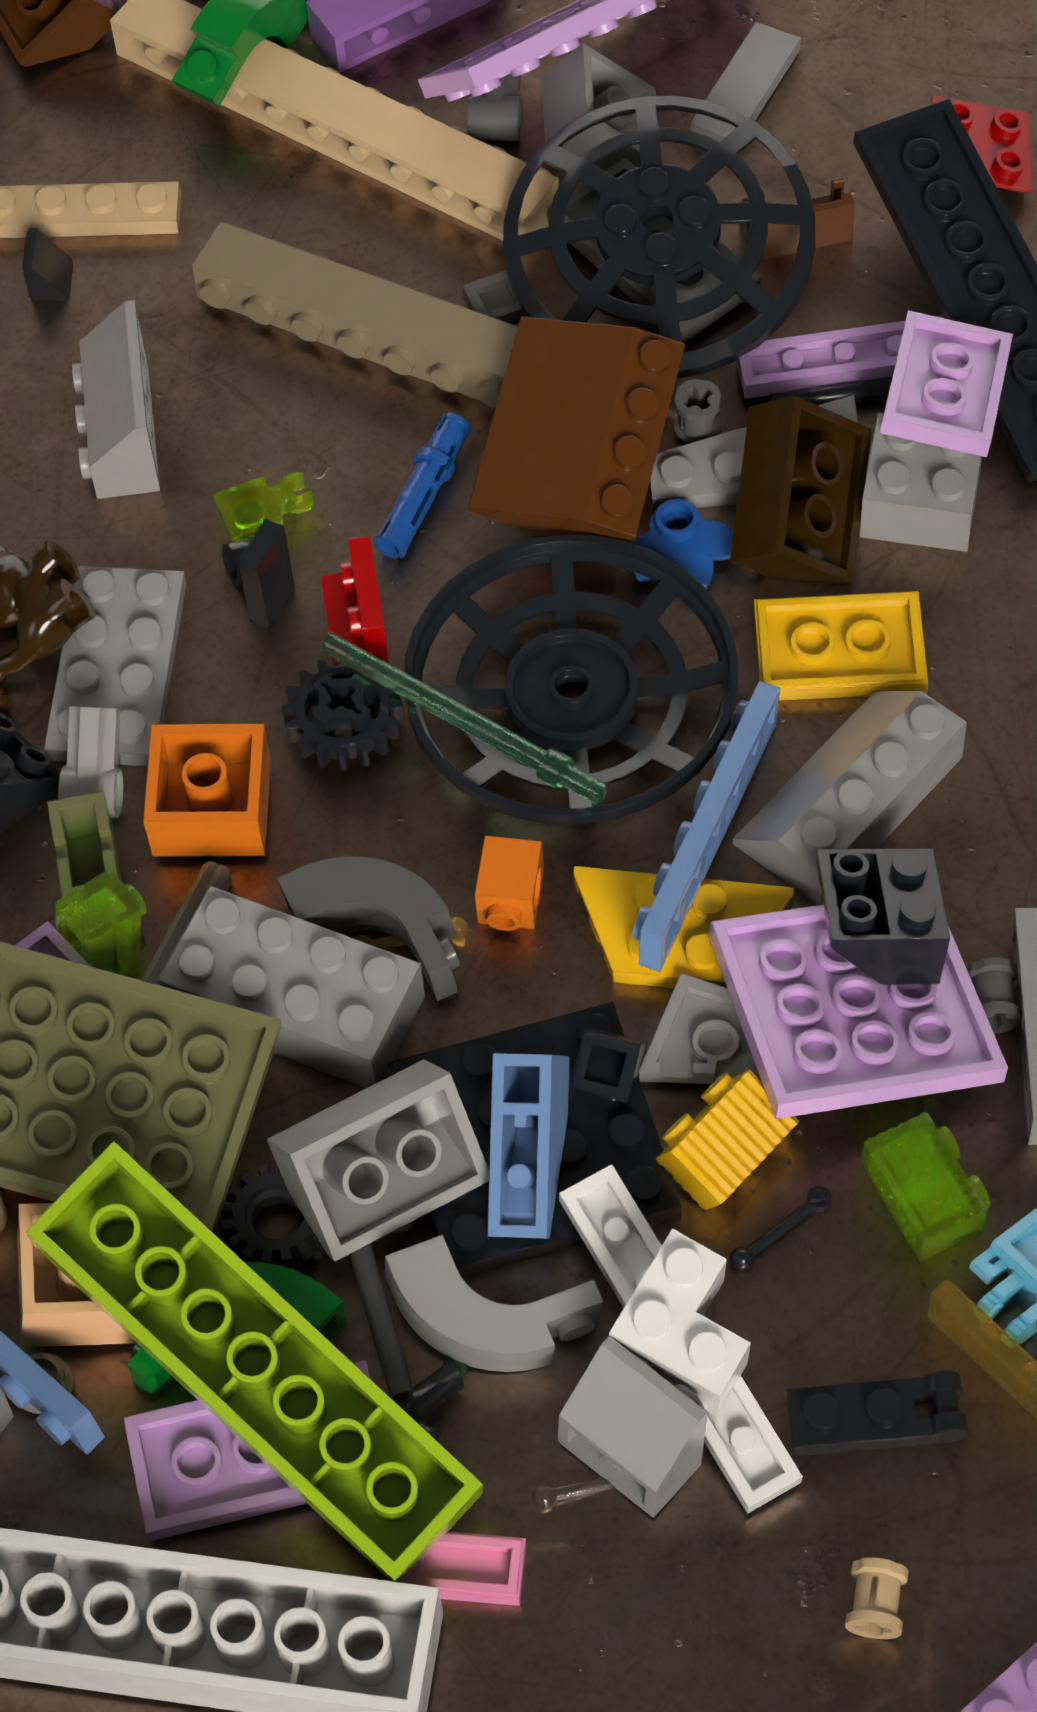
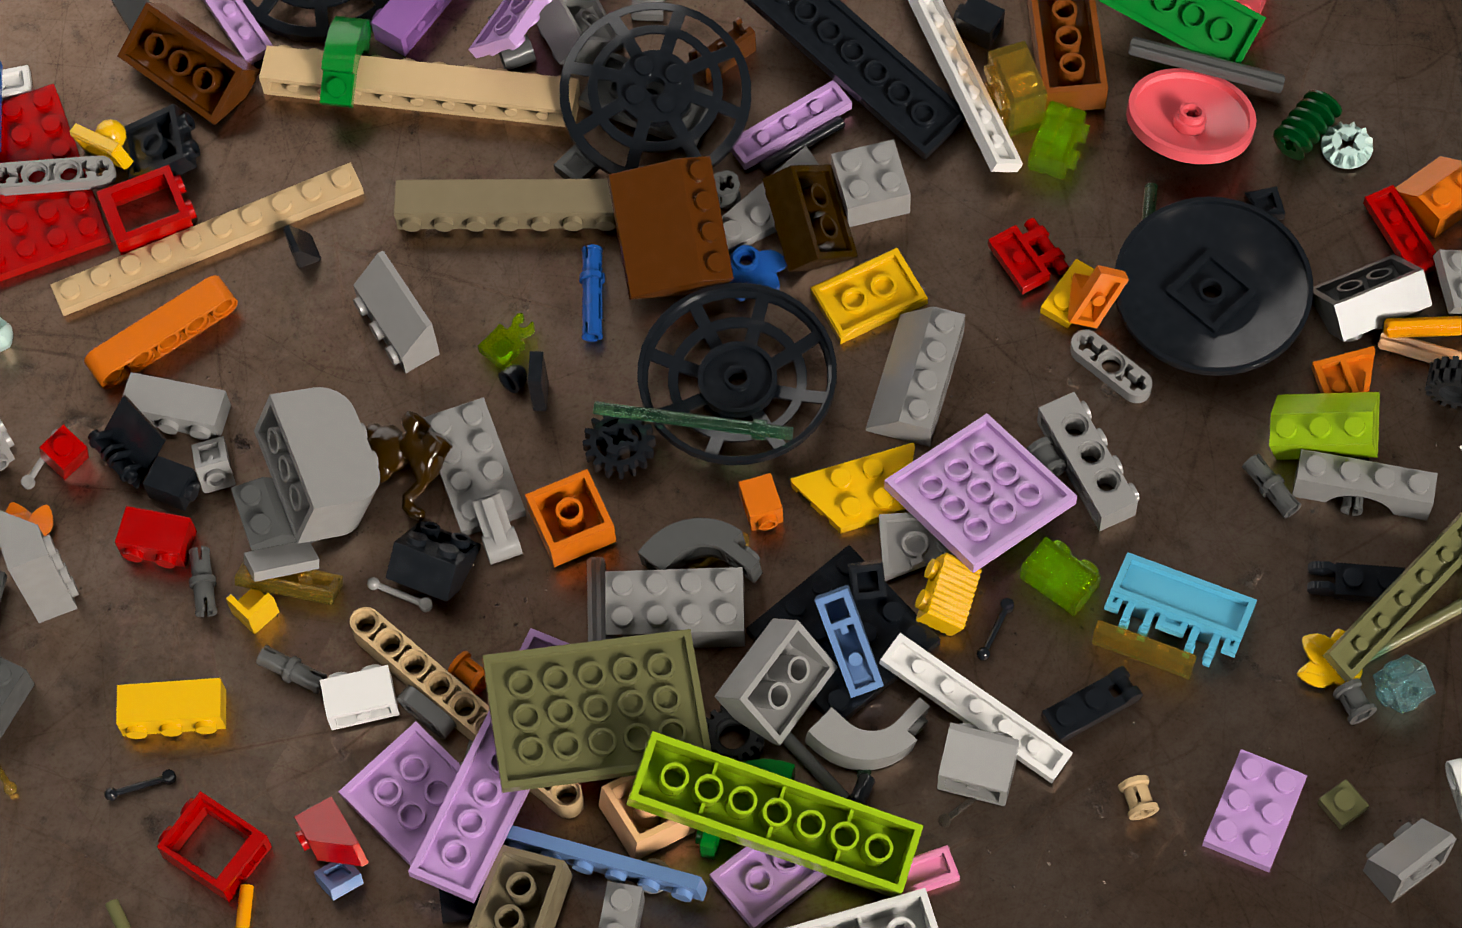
camera: 25 degrees left, 5 degrees up
(83, 840) = (526, 585): olive brick -> none
(104, 924) = (561, 616): clear neon green brick -> none
(354, 601) = (594, 377): red bracket -> none
(669, 1326) = (977, 706): white brick -> none
(699, 841) = (854, 437): medium blue plate -> none
(885, 912) = (978, 437): black slope -> none
(946, 384) = (863, 123): lavender plate -> none

